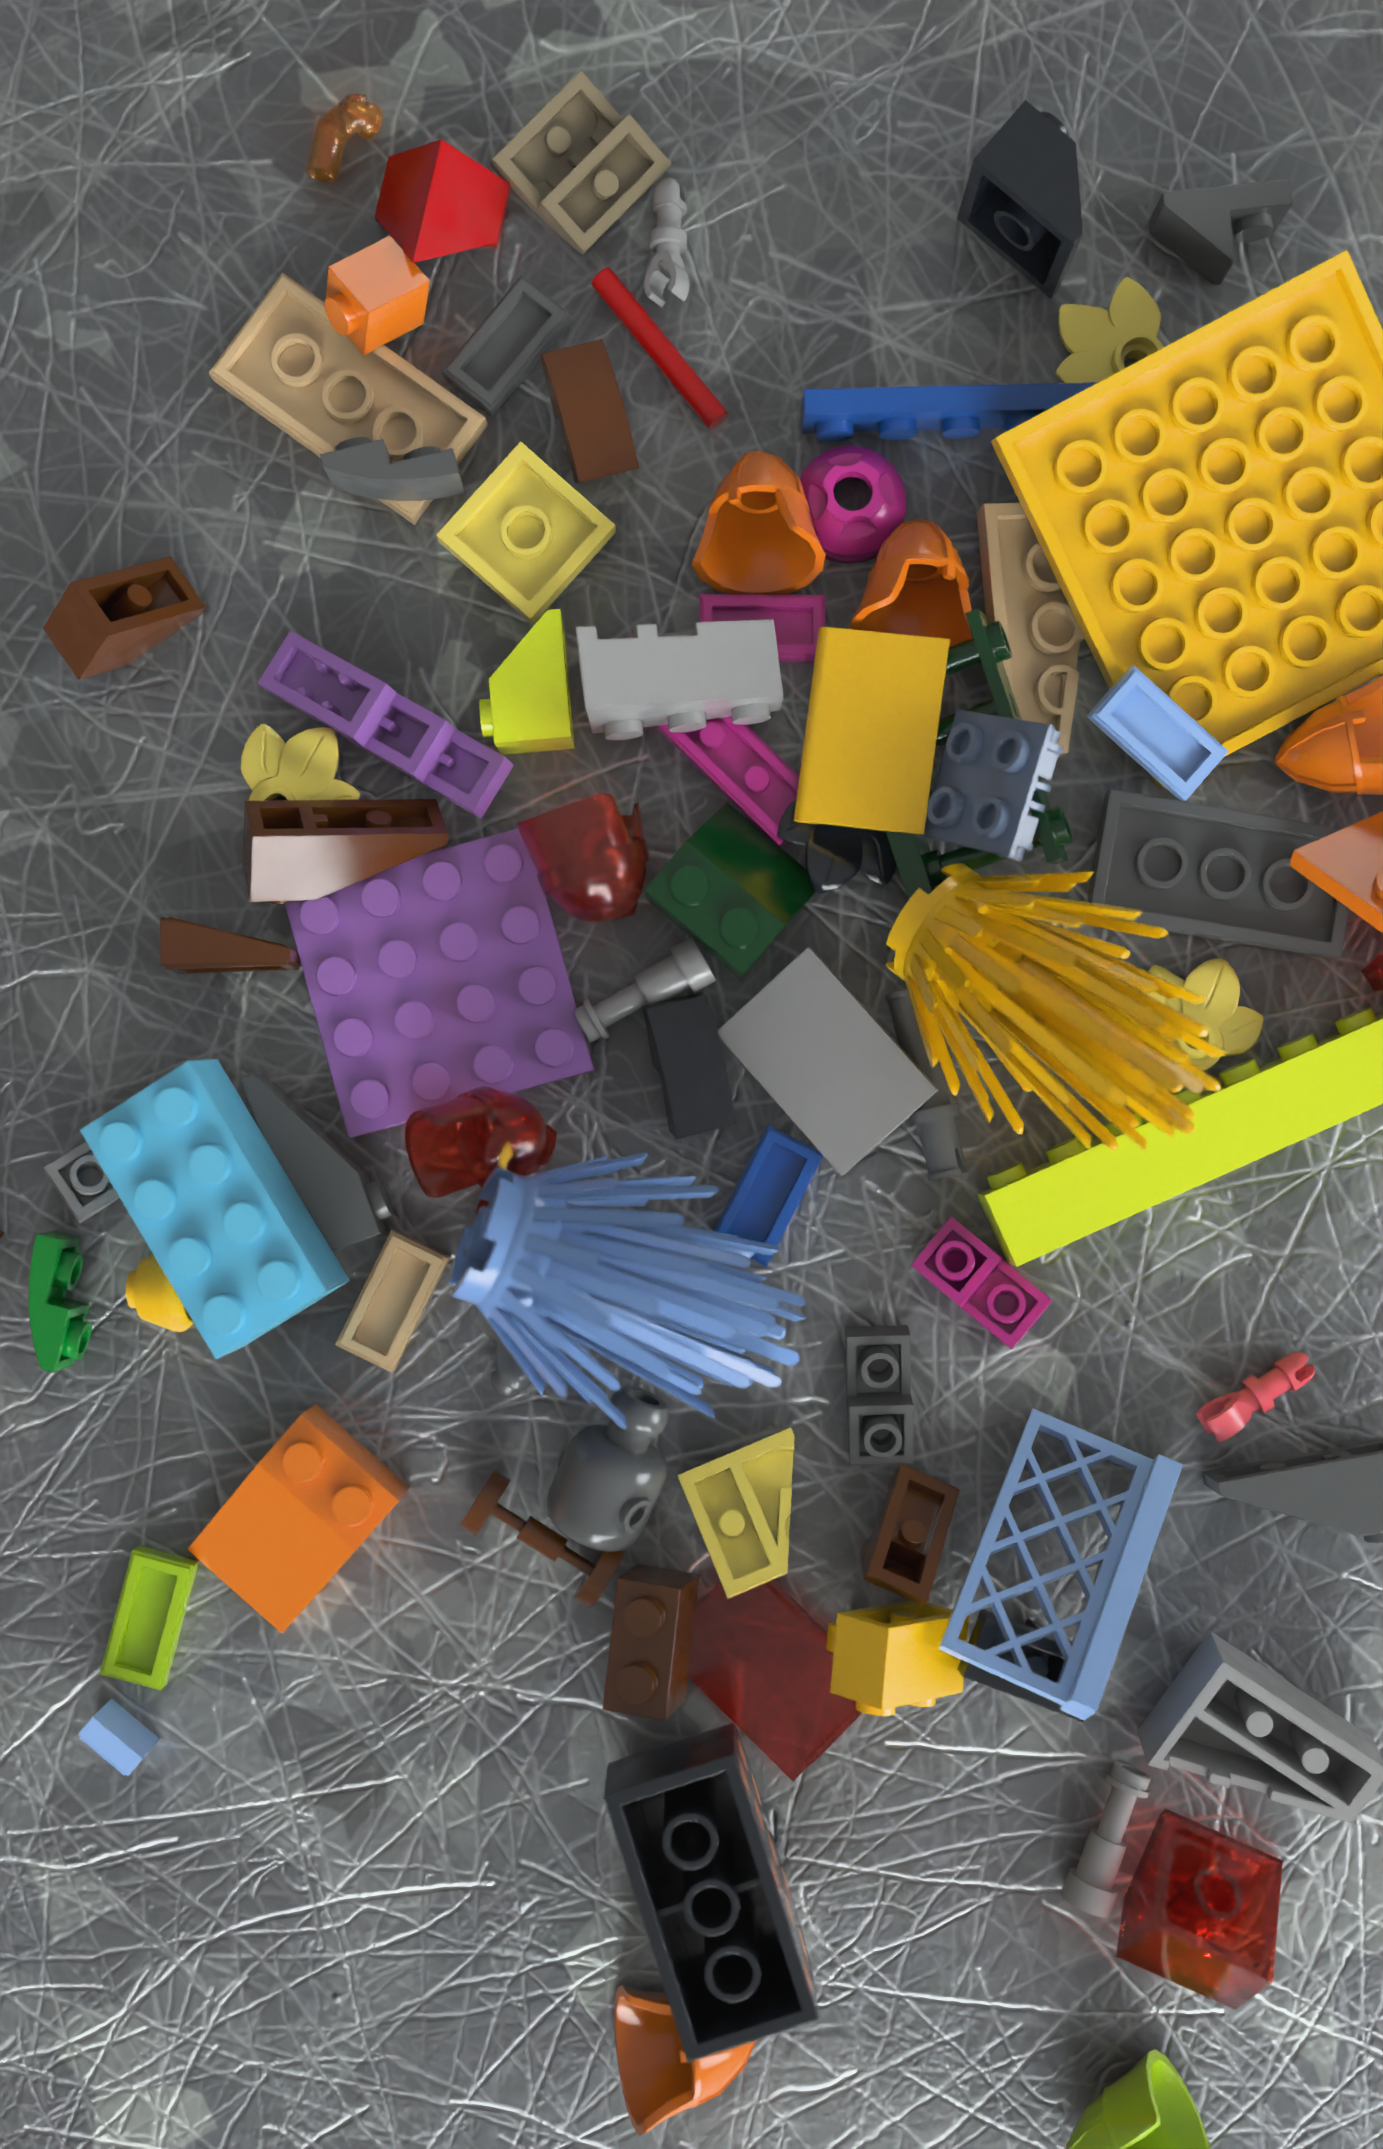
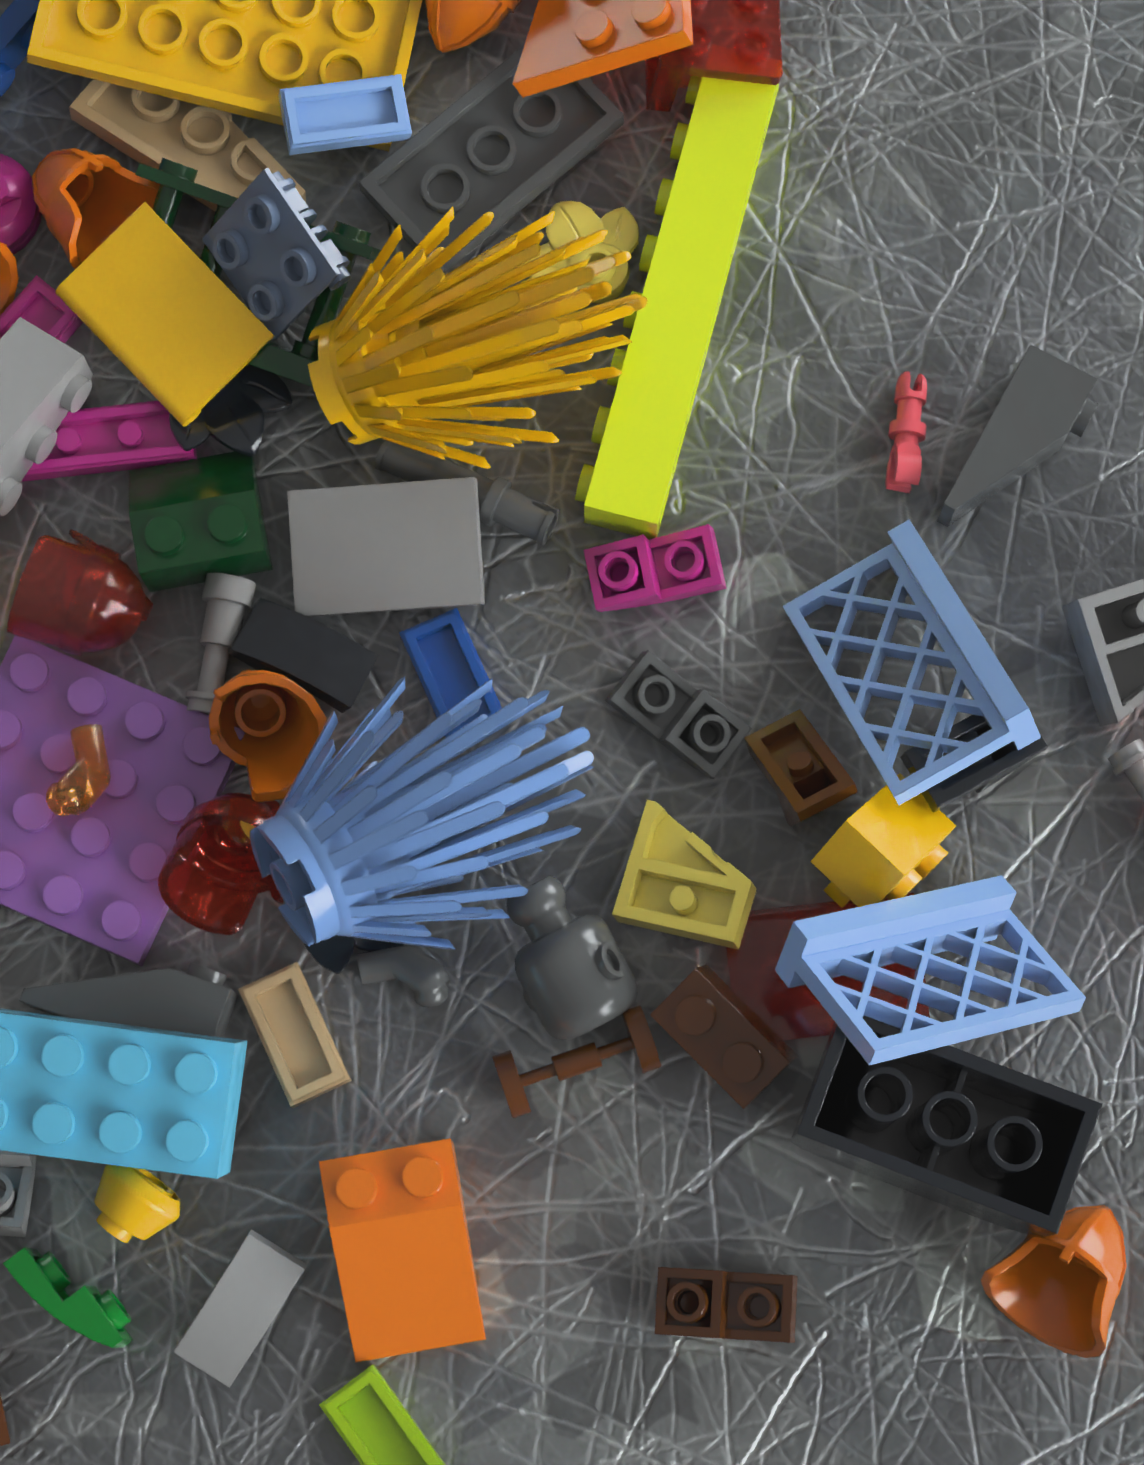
camera: 50 degrees left, 10 degrees down
(154, 1434) = (240, 1308): none -> light grey slope
(452, 982) = (86, 778): none -> clear orange arm
(452, 1795) = (726, 1304): none -> reddish brown slope
(606, 1107) = (278, 724): none -> orange helmet
(829, 1729) = (909, 933): none -> light blue fence

